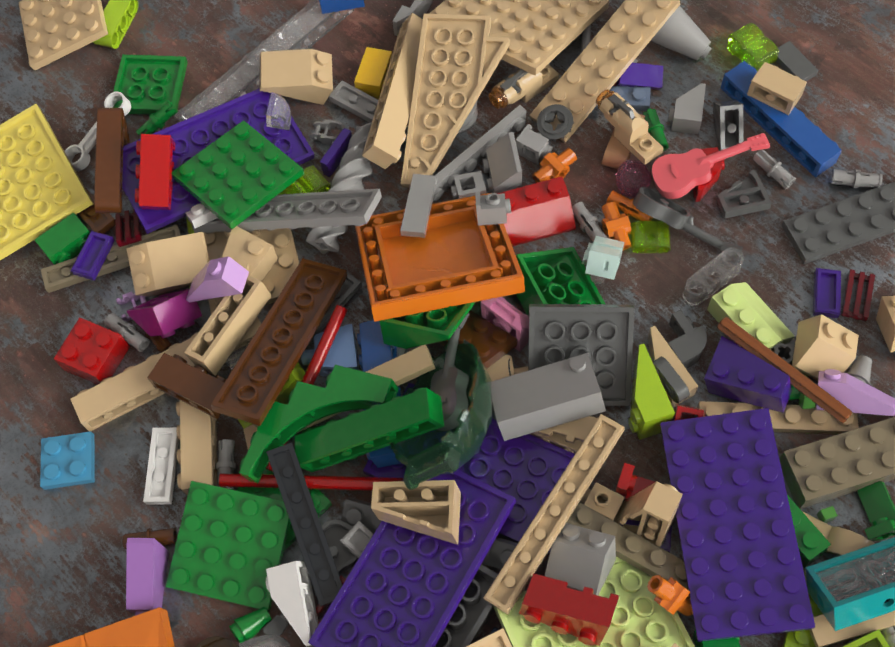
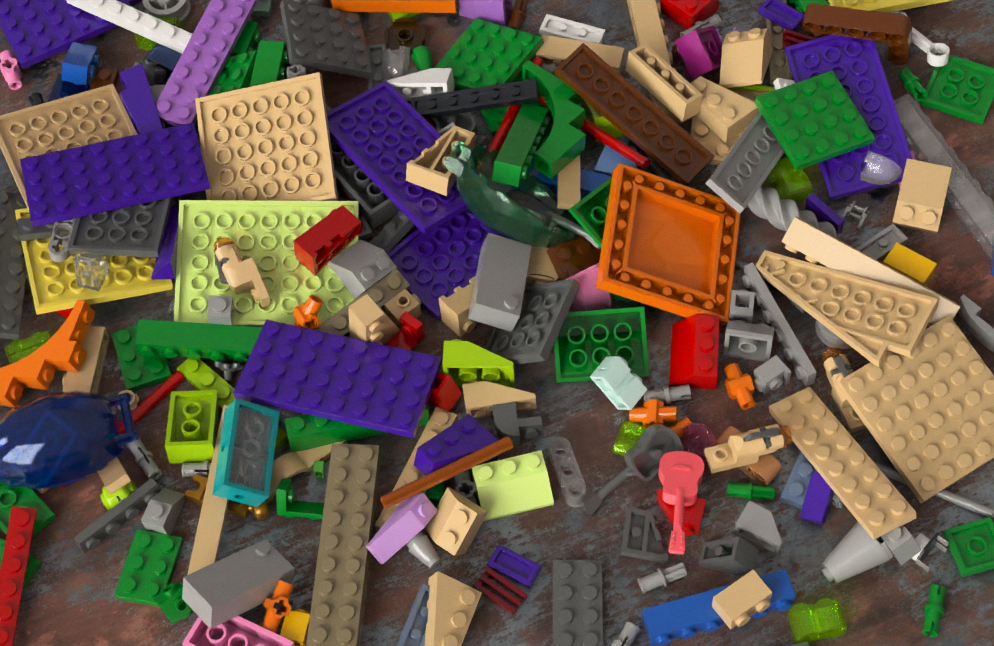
camera: 110 degrees right, 5 degrees down
(155, 171) = (832, 52): red wedge -> none
(186, 382) = (616, 49): reddish brown brick -> none
(218, 279) = (697, 74): lavender slope -> none
(418, 205) = (729, 250): light grey tile -> none
(492, 208) = (696, 296): light grey brick -> none
(548, 115) = (780, 389): dark grey gear -> none
(553, 514) = (403, 256): tan tile -> none
(671, 380) = (477, 381): dark grey beam -> none

